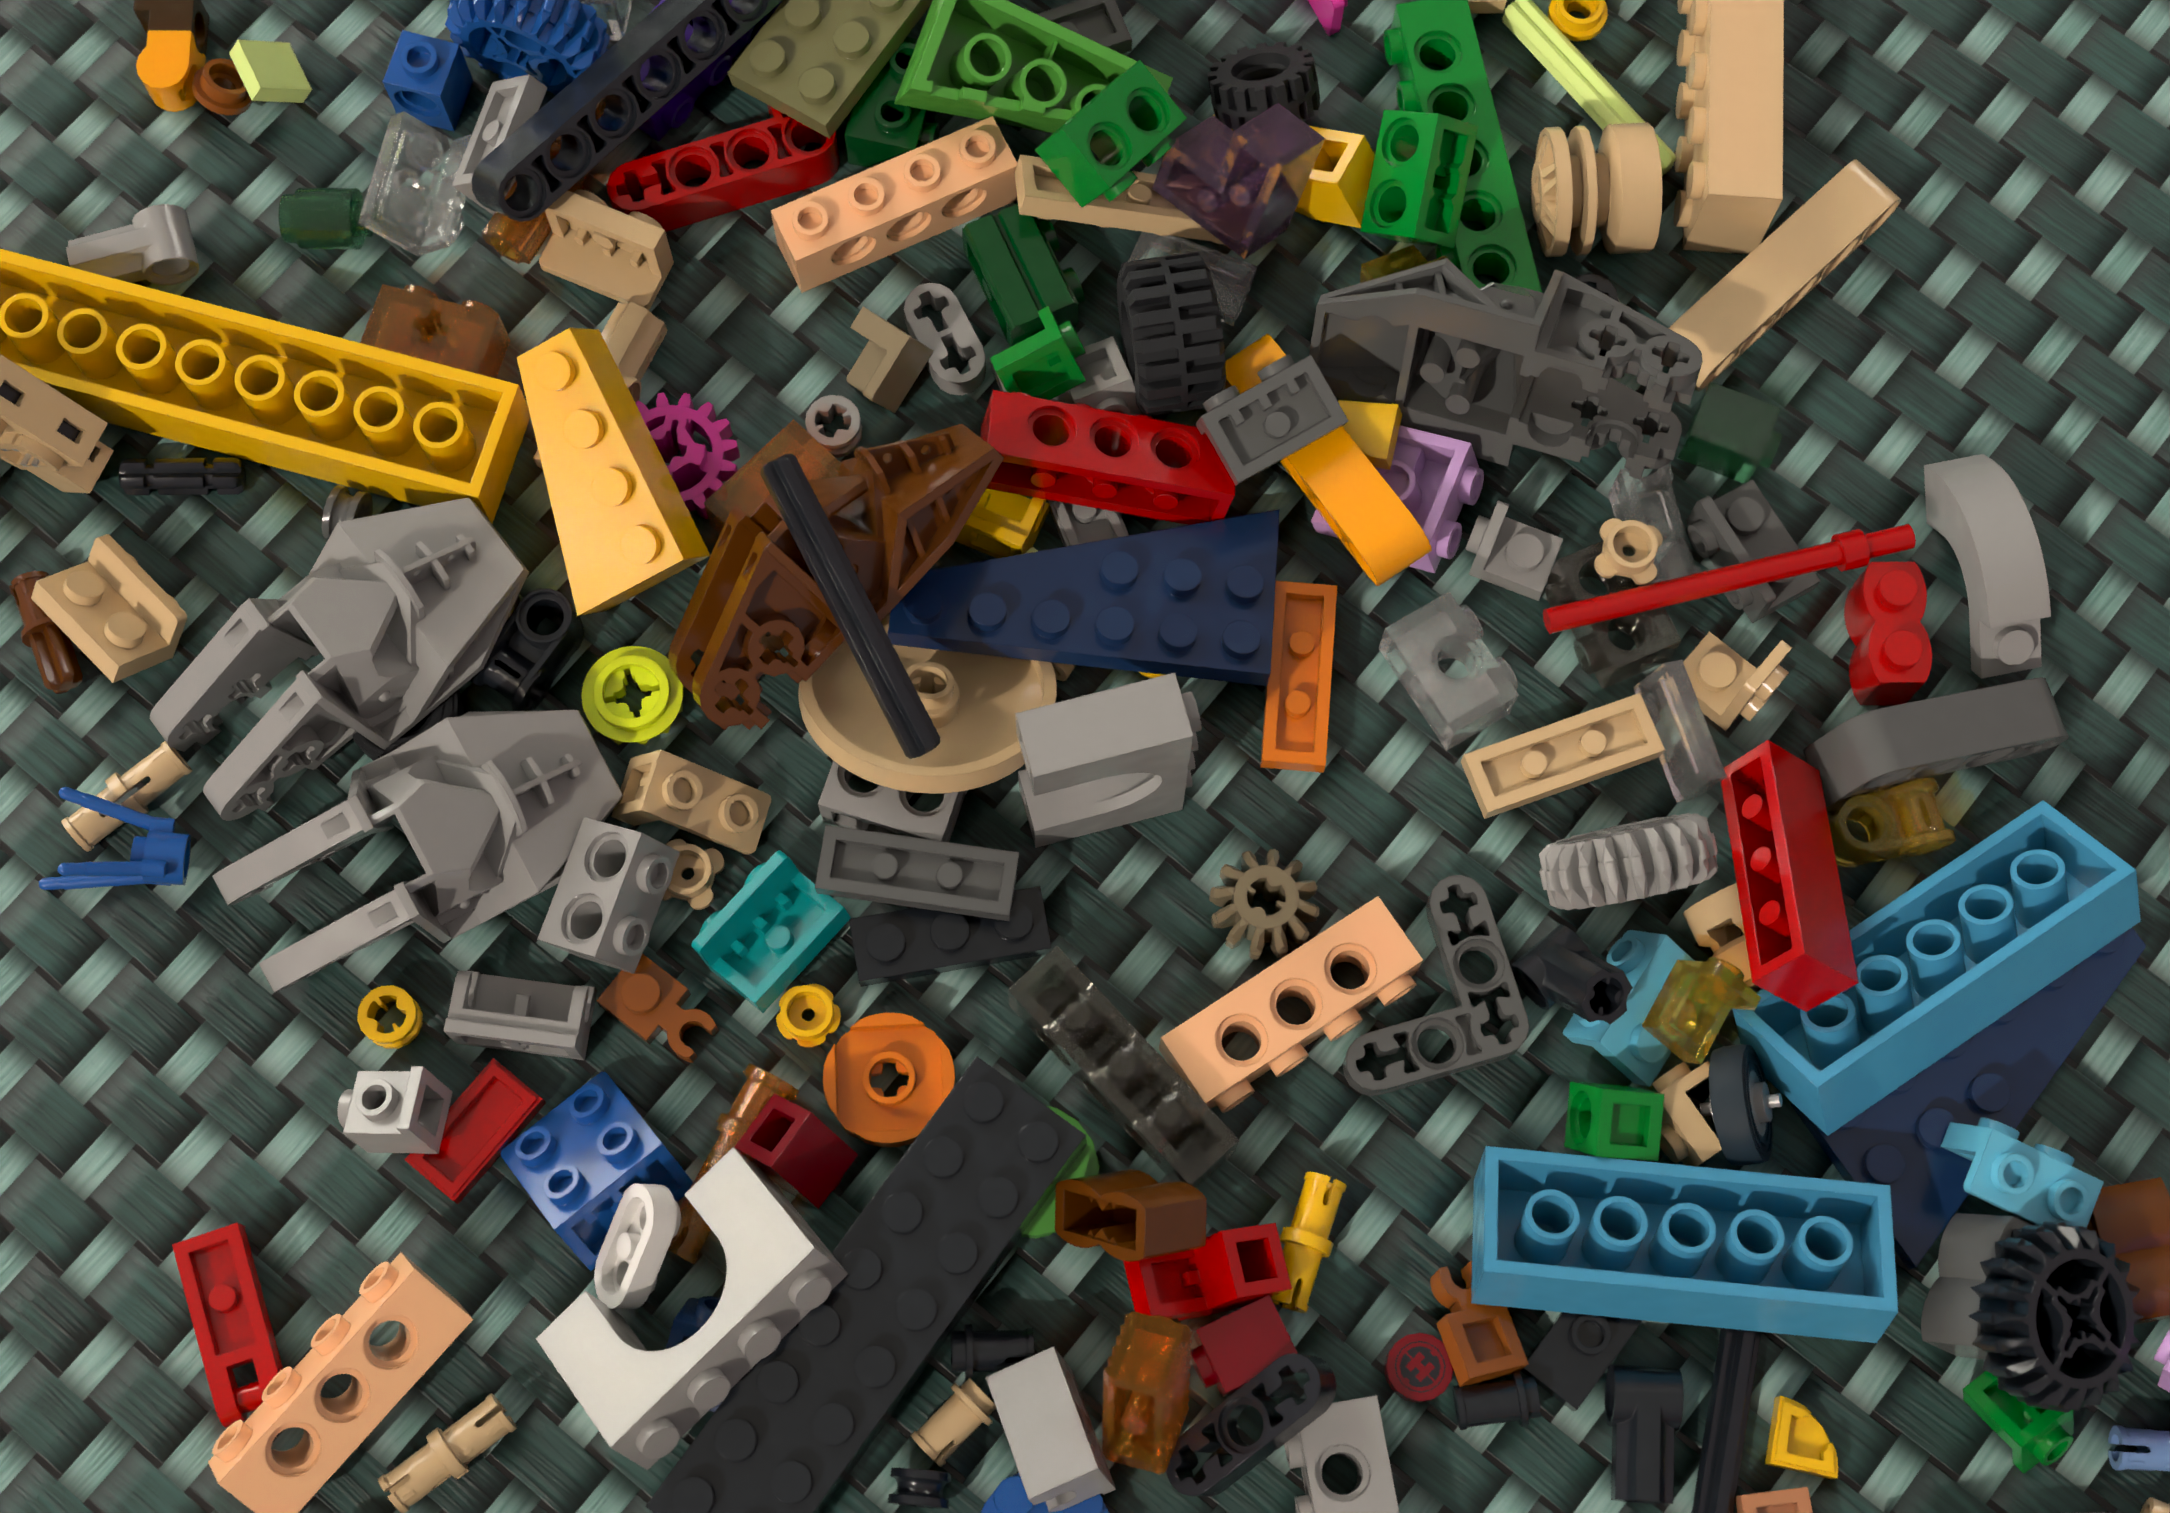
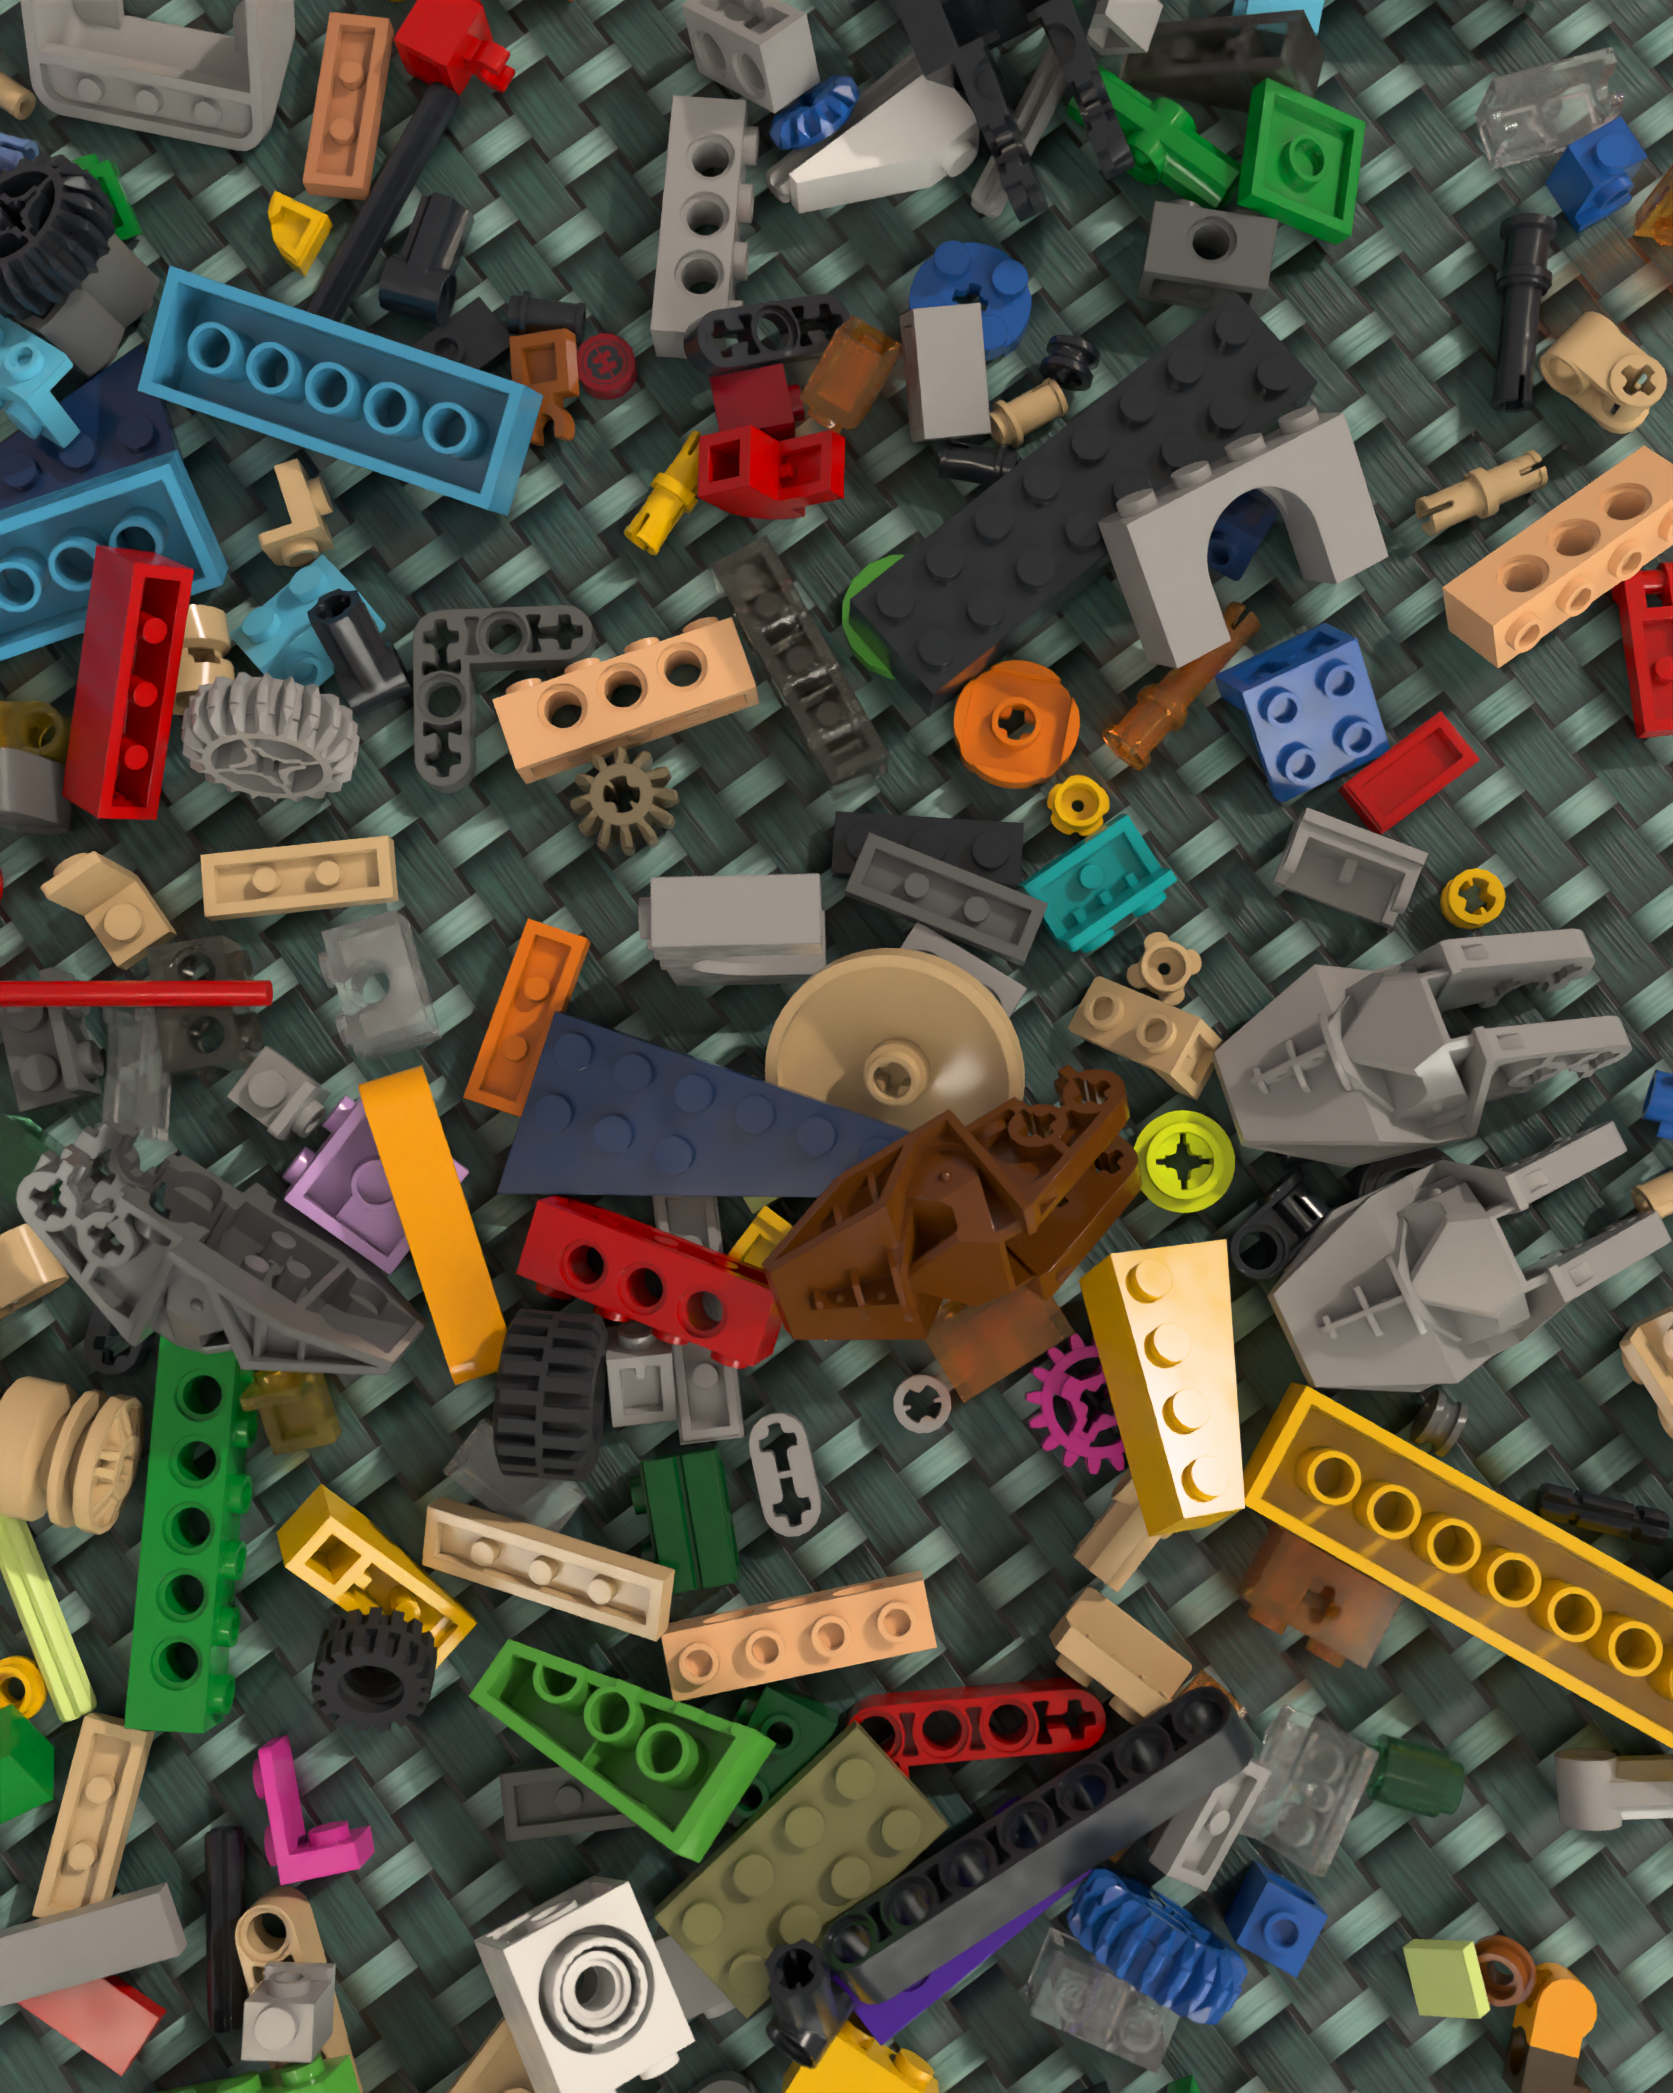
camera: 155 degrees left, 10 degrees up
(395, 1111) = (1484, 797): light grey brick -> none
(609, 895) = (1254, 955): light grey brick -> none
(636, 1245) = (1281, 619): white plate -> none
(652, 1004) = (1224, 856): dark orange plate -> none
(796, 1150) = (1118, 668): dark red brick -> none
(850, 605) = (958, 1136): black axle -> none
(887, 362) = (852, 1455): dark tan panel -> none
(1044, 362) = (692, 1397): green bracket -> none
(1108, 131) = (557, 1638): green brick -> none
(1130, 1214) = (826, 527): reddish brown brick -> none
(1241, 180) = (437, 1549): brick -> none
(1272, 418) = (477, 1264): dark grey bracket -> none
(1373, 429) = (381, 1245): yellow tile -> none
(1419, 178) = (234, 1500): green brick -> none
(1614, 1121) = (364, 517): green brick -> none
(1634, 534) = (147, 1040): tan plate -> none
(1689, 753) = (177, 889): clear tile -> none
(1696, 1005) = (256, 593): clear yellow bracket -> none
(1740, 1105) = (245, 502): black wheel -> none

